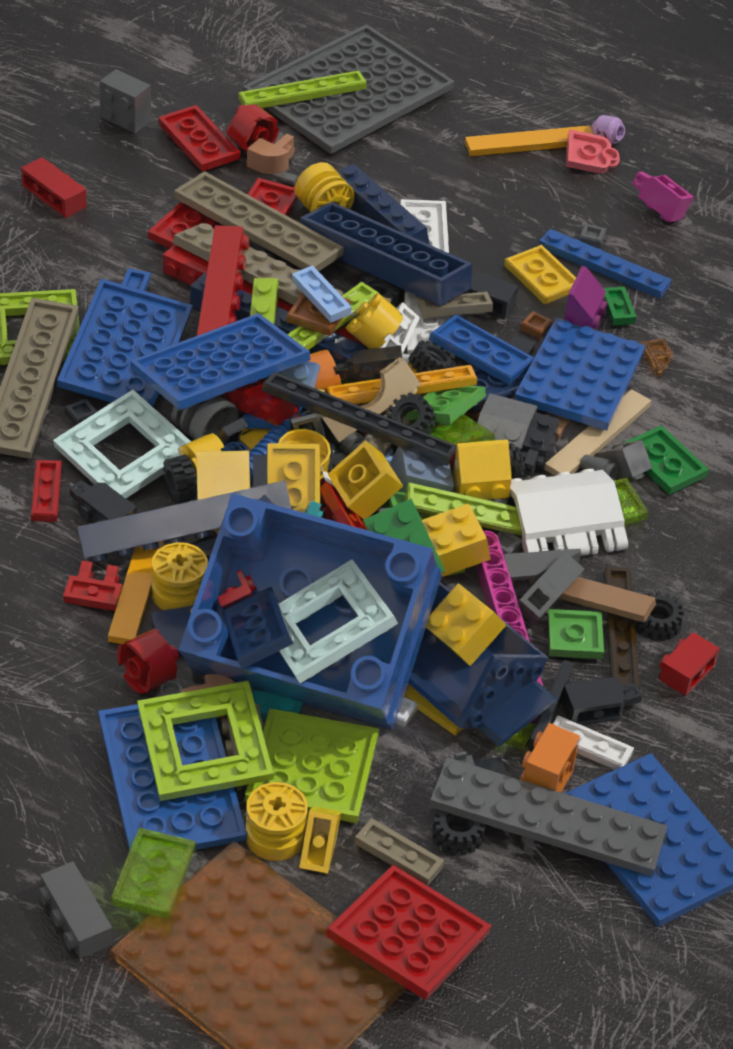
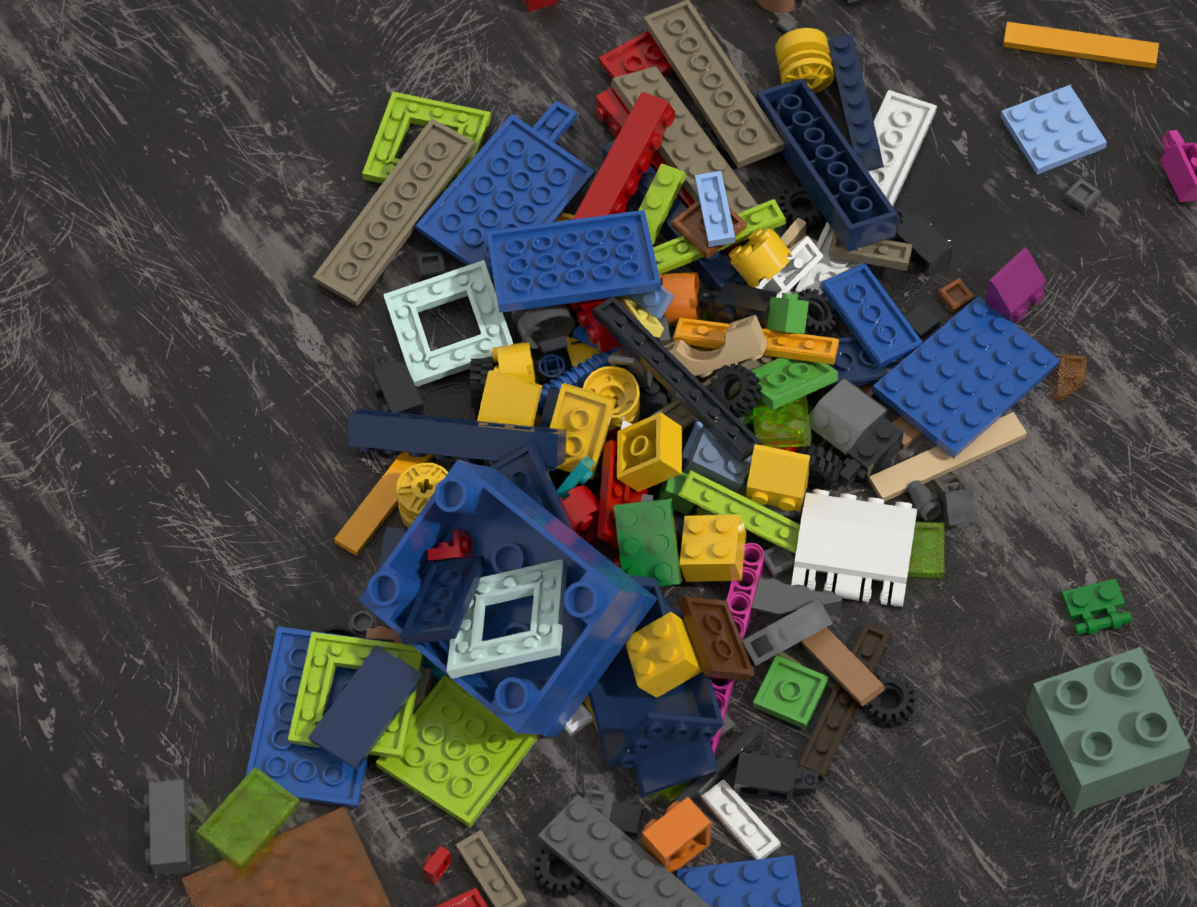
camera: 30 degrees right, 15 degrees up
(46, 491) = (355, 349): red tile -> none
(92, 592) = (342, 485): red plate -> none
(148, 661) = (349, 583): red brick -> none
(222, 743) = (366, 707): none -> dark blue tile
(274, 195) = (749, 49): red plate -> none
(276, 821) = (387, 817): yellow wheel -> none
(320, 839) = (423, 833): yellow slope -> none
(345, 859) = (436, 865): none -> red plate
(420, 355) = (787, 314): none -> bright green brick
(500, 599) = (716, 638): none -> reddish brown plate
(541, 273) = (997, 229): yellow tile -> none
(543, 199) = (1053, 129): none -> light blue plate
(590, 152) = (1138, 82): coral plate -> none
(605, 263) = (1076, 237): blue plate -> none
(609, 127) = (1175, 56): lavender head -> none
(619, 306) = (1058, 299): green plate -> none
(671, 461) = (1002, 513): green plate -> none
(688, 663) = (887, 766): red brick -> none

